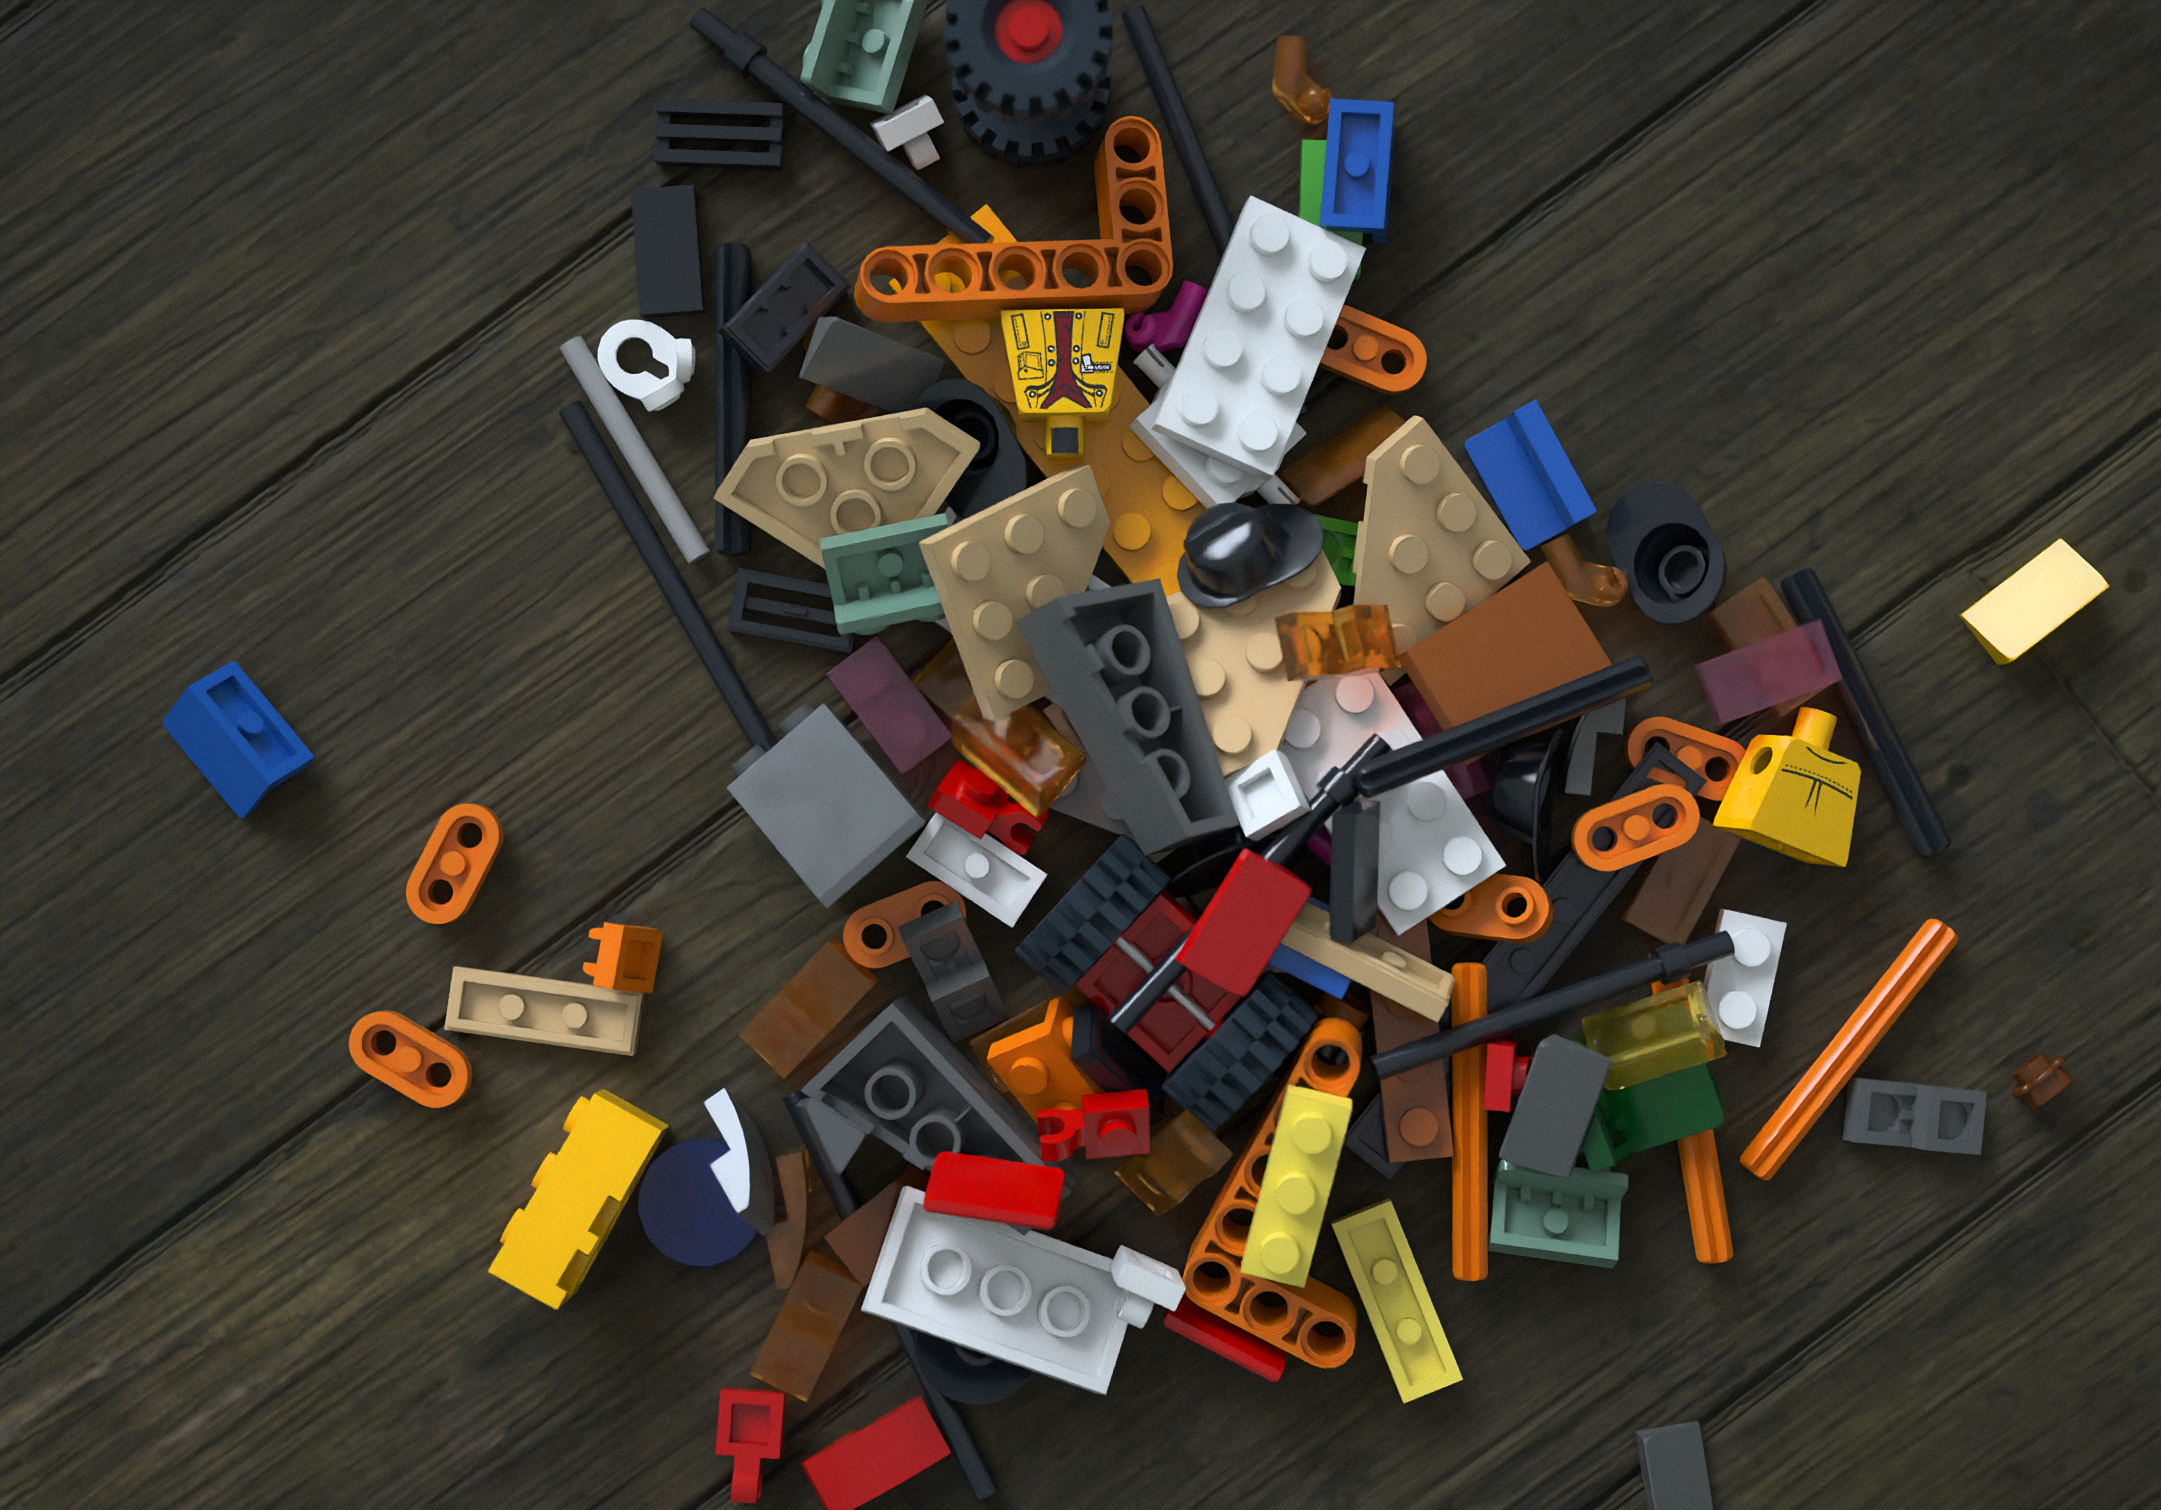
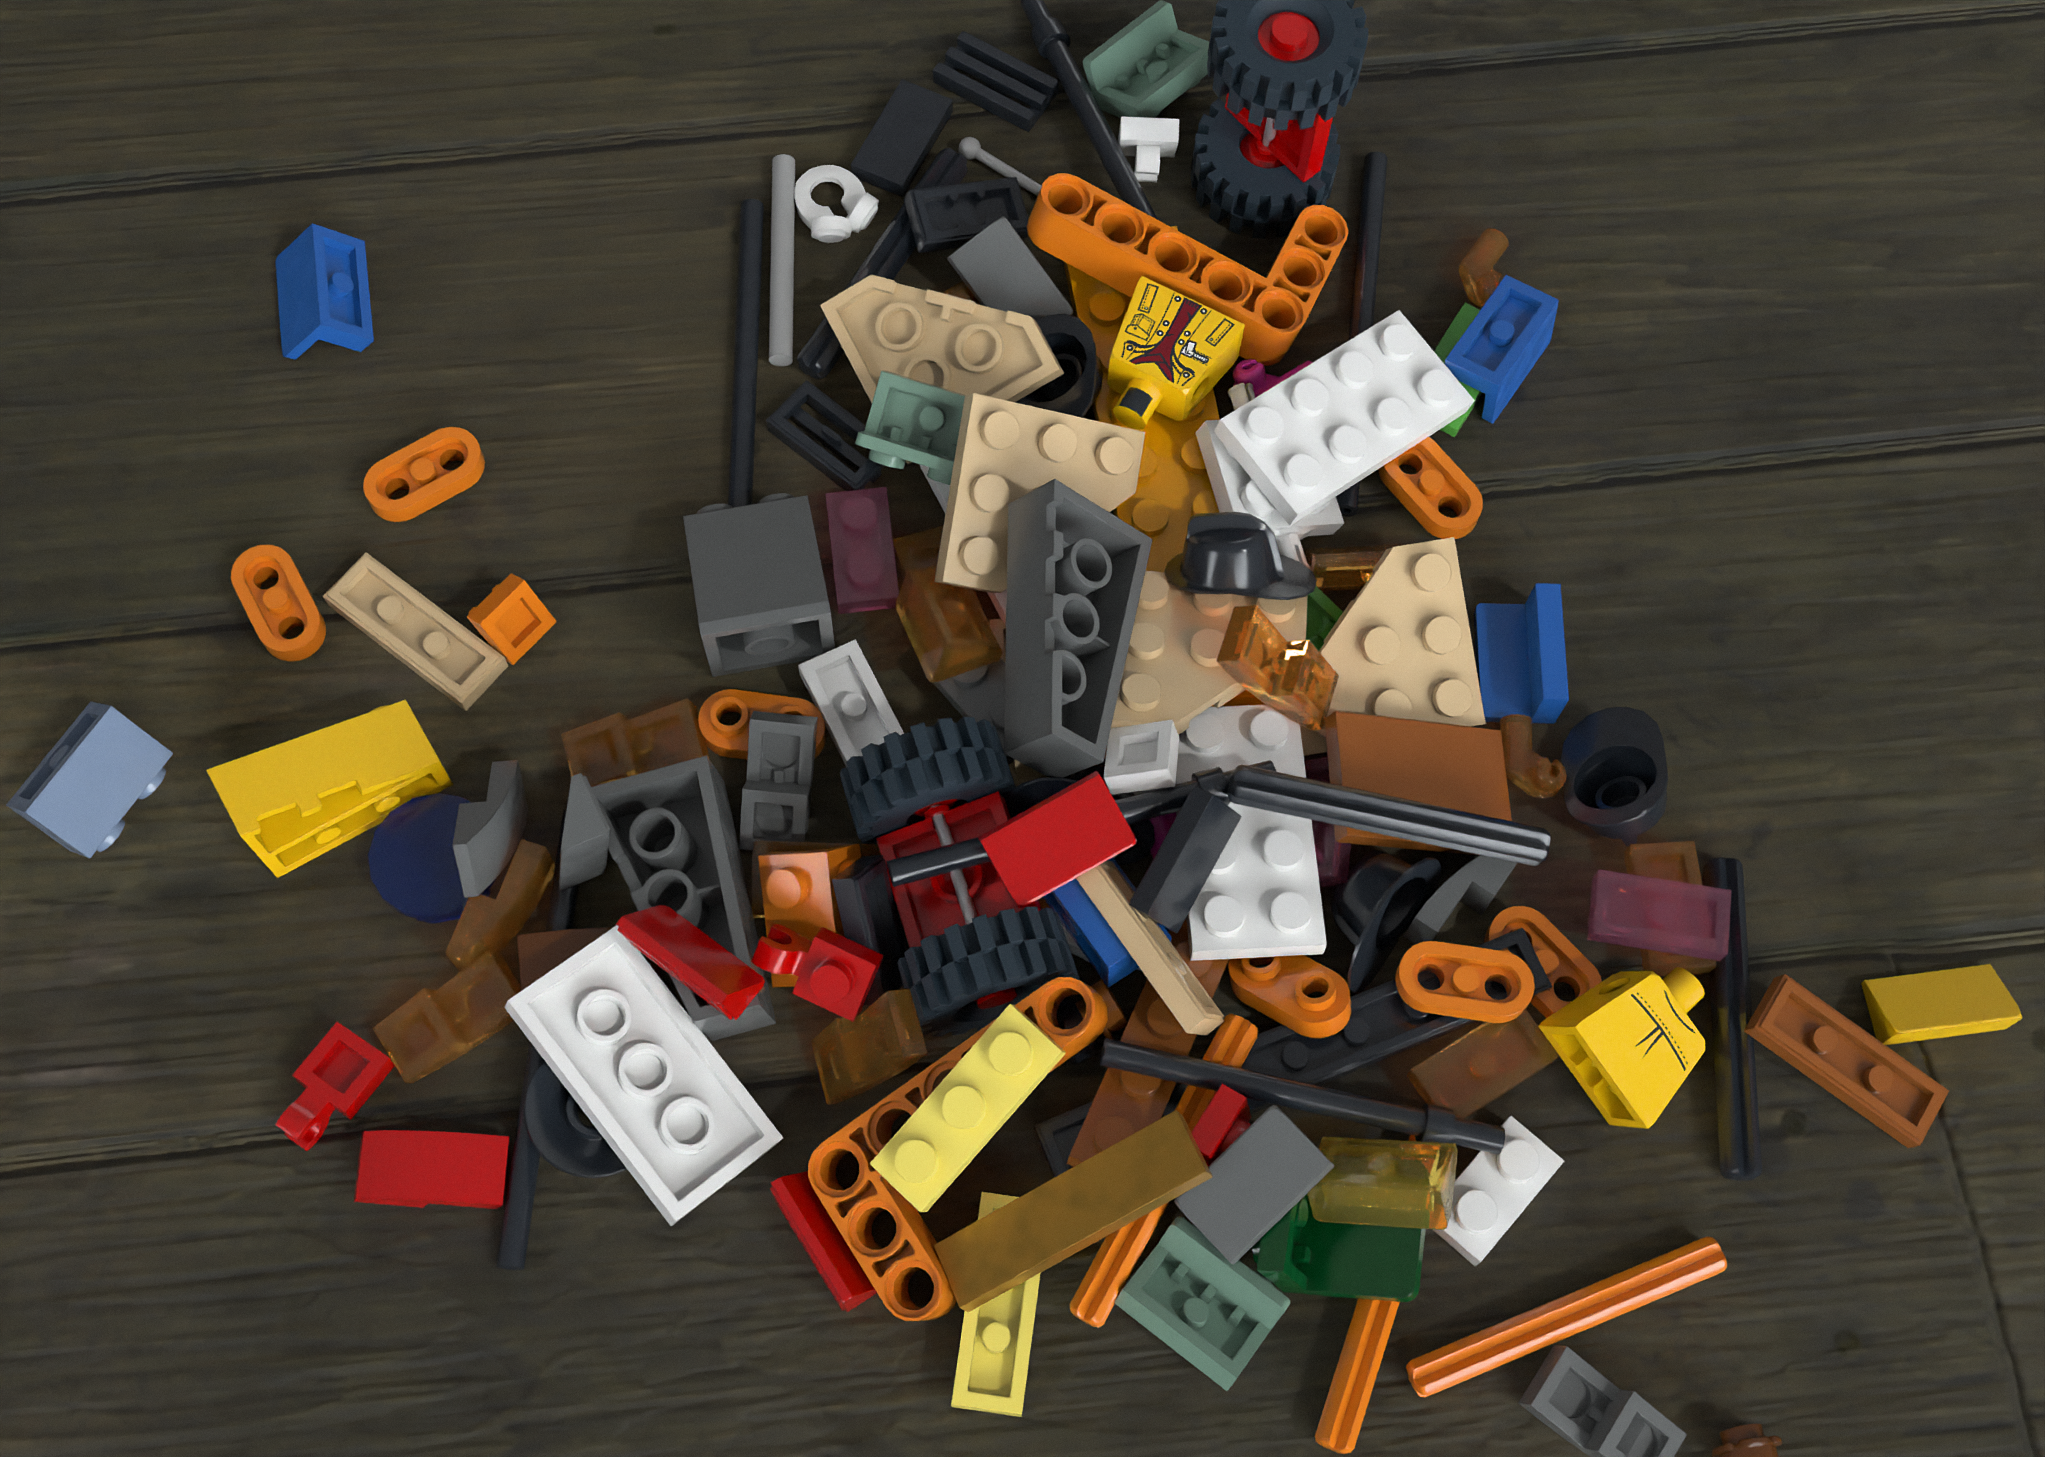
camera: 30 degrees right, 20 degrees down
(371, 1314) = (91, 780): none -> sand blue brick
(843, 232) = (972, 149): none -> light grey hinge
(981, 806) = (887, 658): red plate -> none
(1142, 1284) = (776, 1136): white tile -> none
(1421, 1211) = (1072, 1211): none -> pearl gold tile
(1978, 702) = (1846, 1061): none -> dark orange tile

